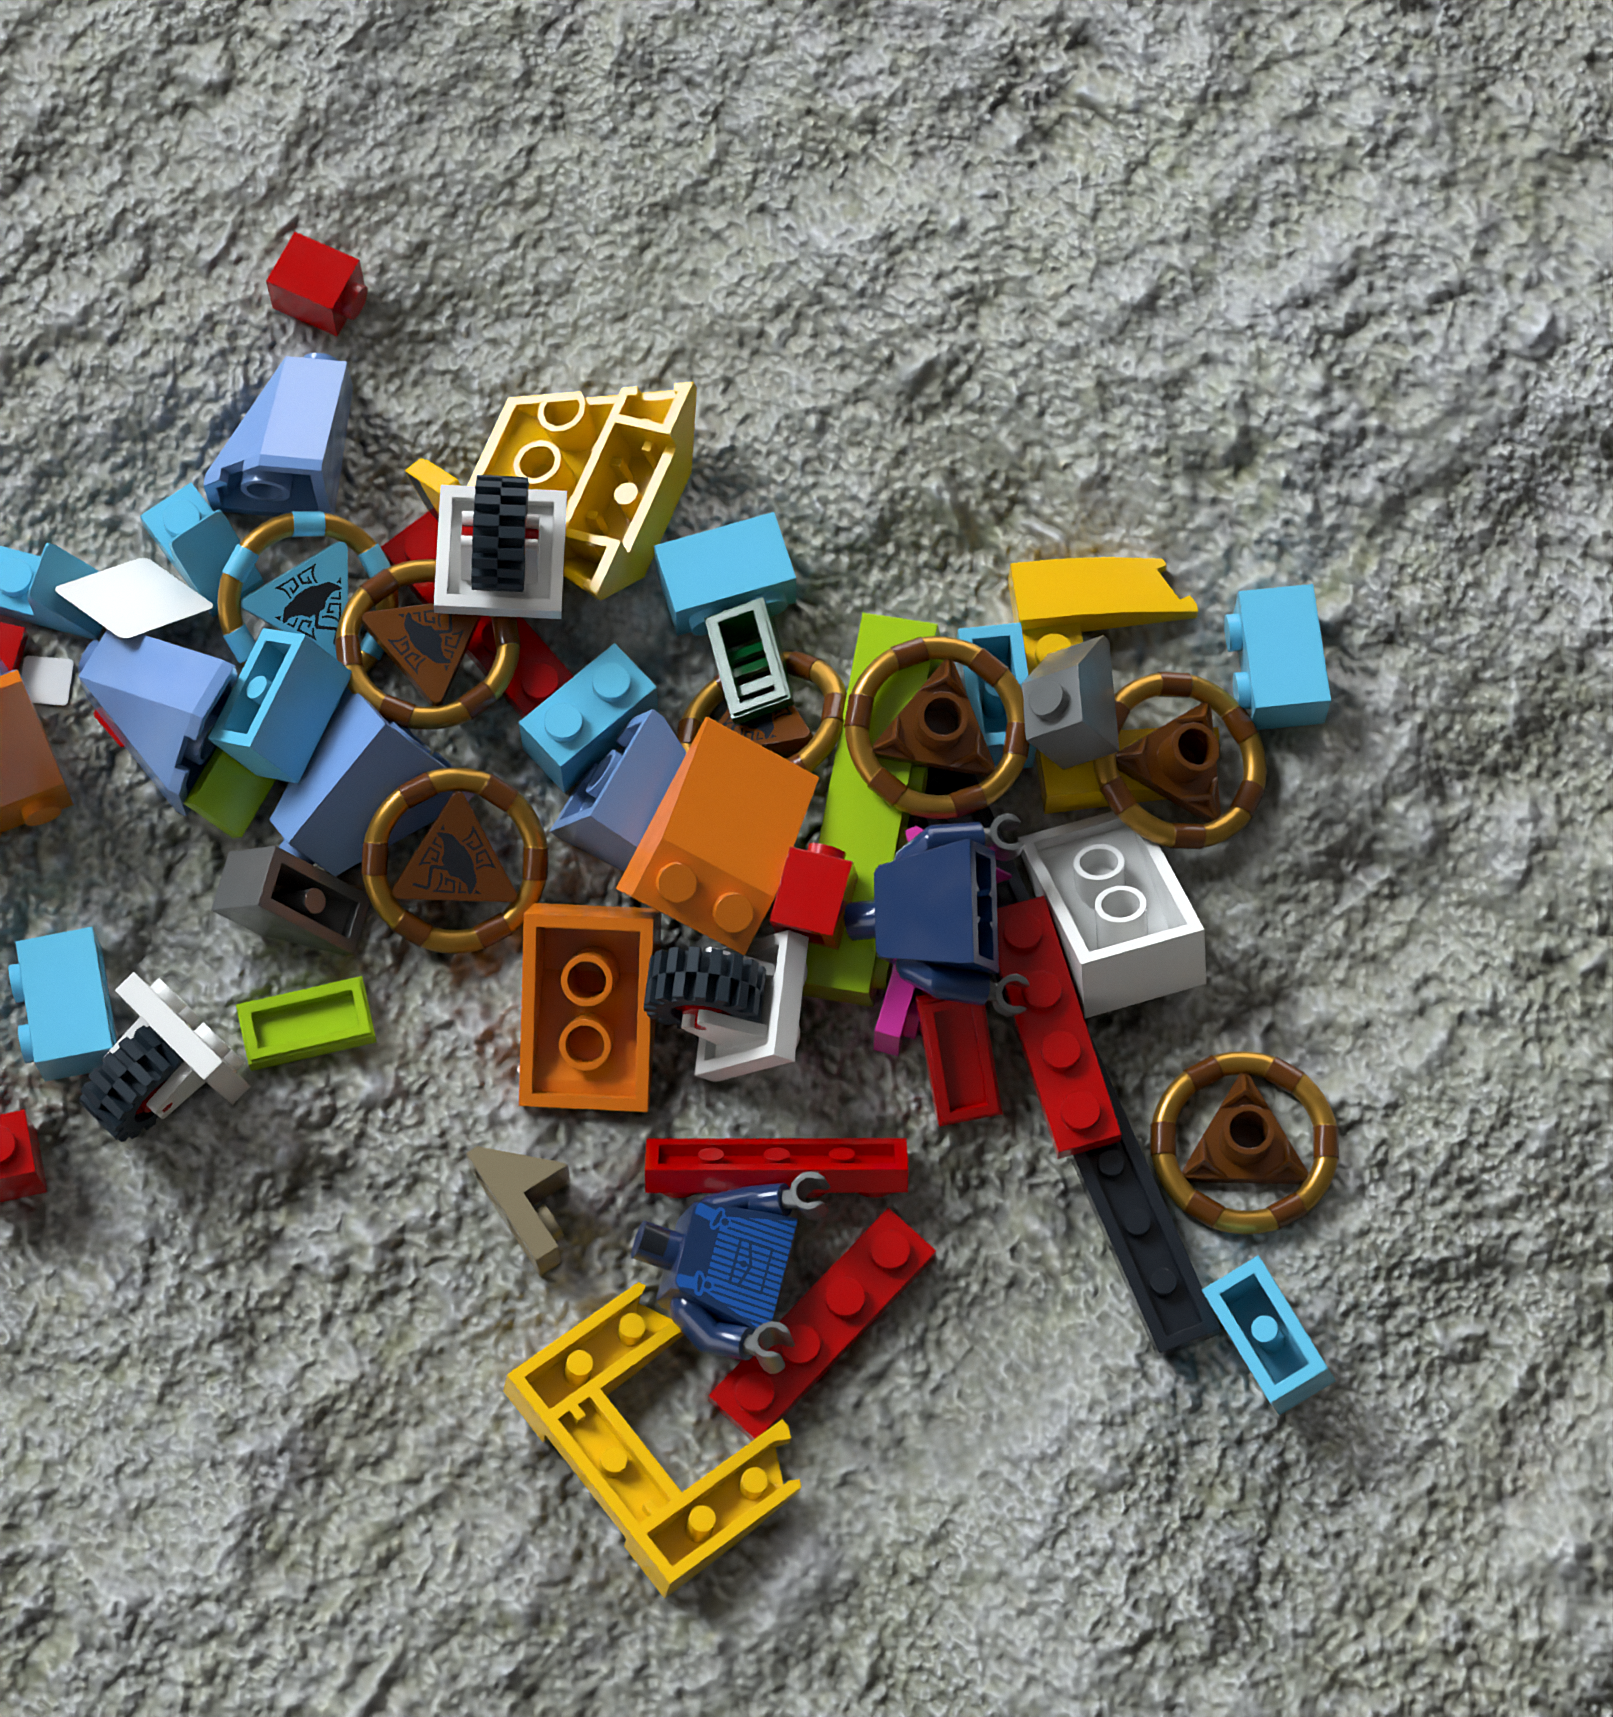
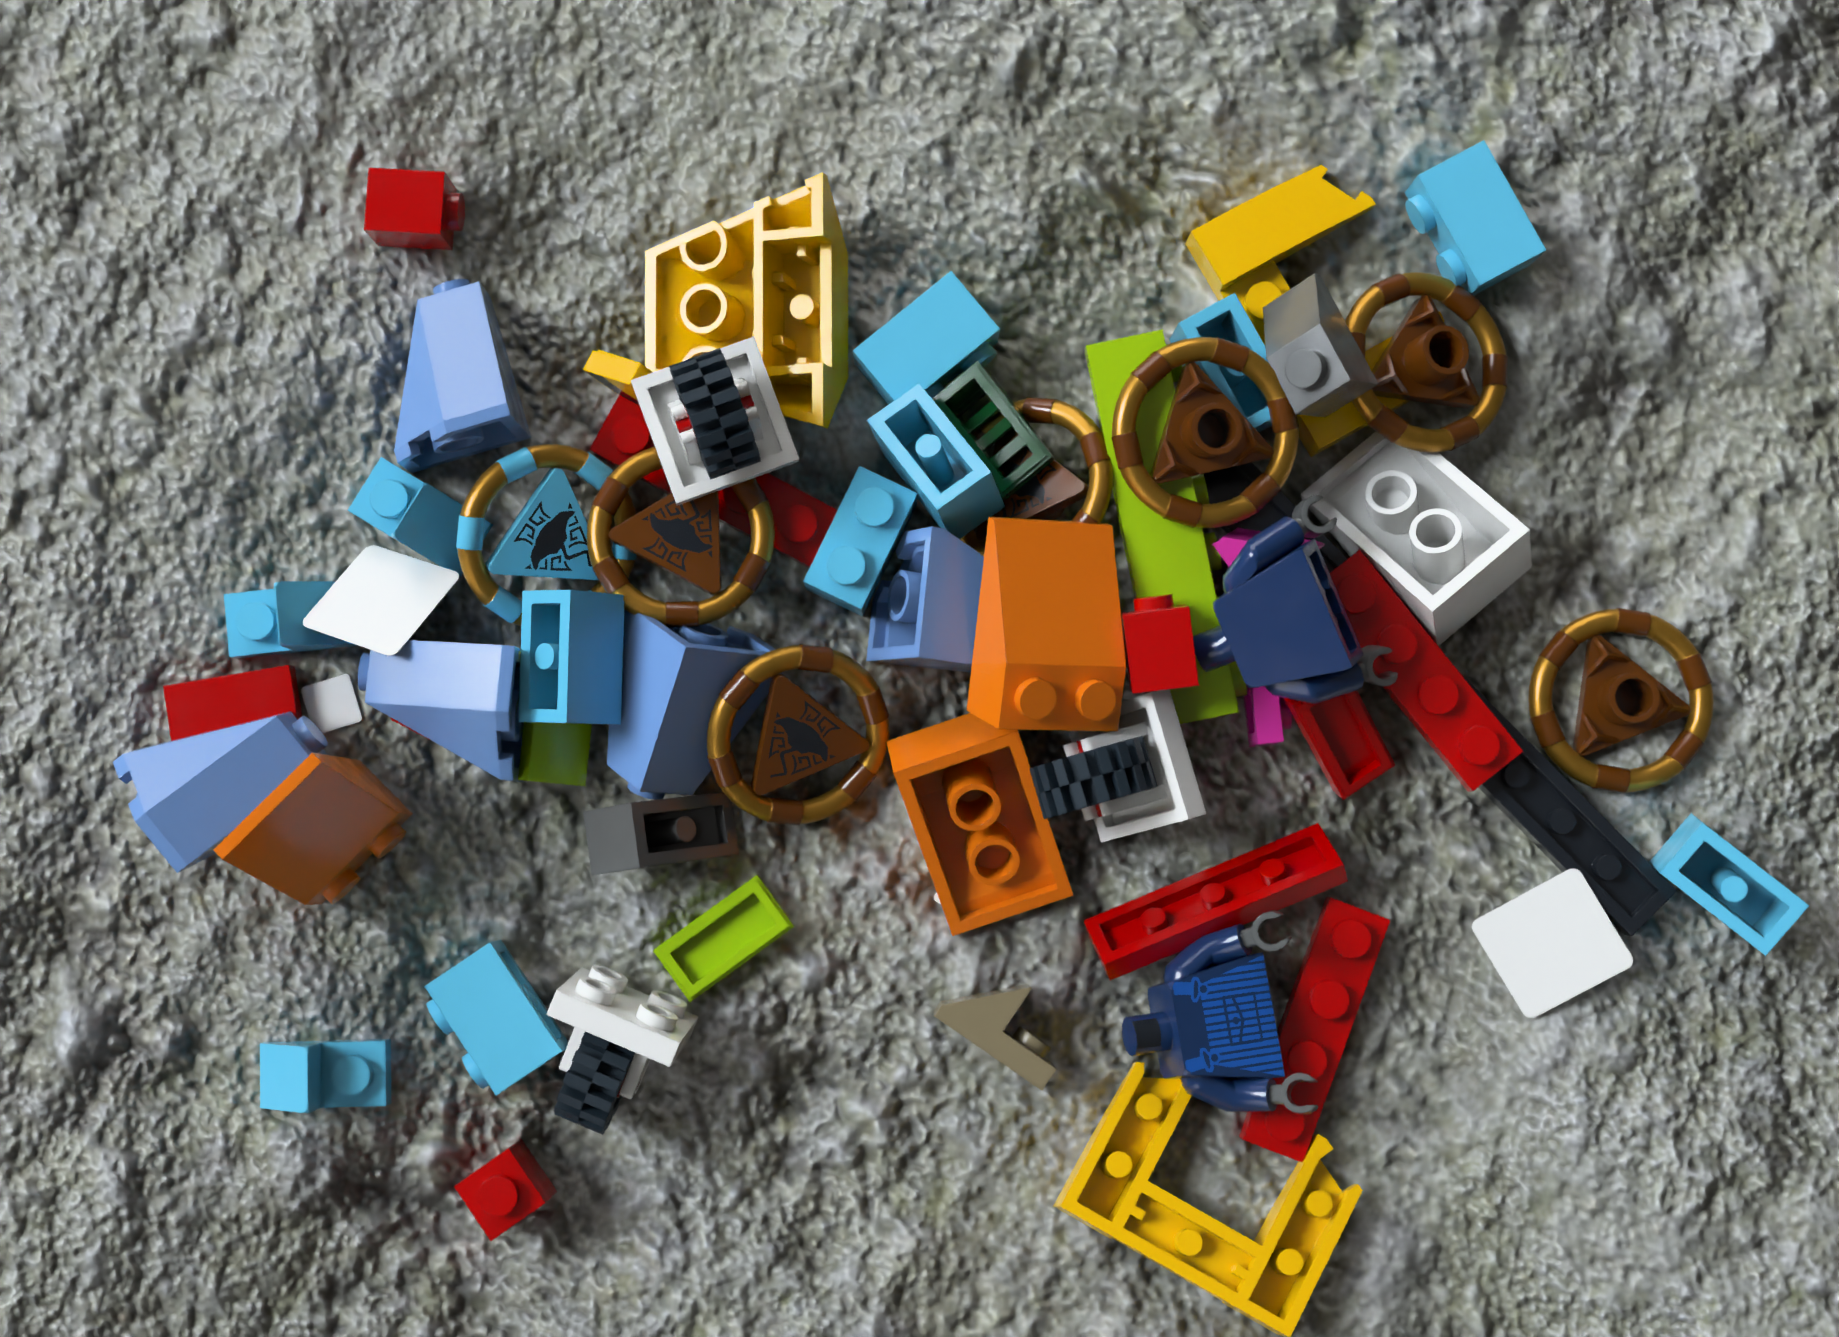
camera: 25 degrees left, 15 degrees up
(684, 664) = (936, 462): none -> medium azure brick
(1082, 1335) = (1552, 943): none -> white sticker

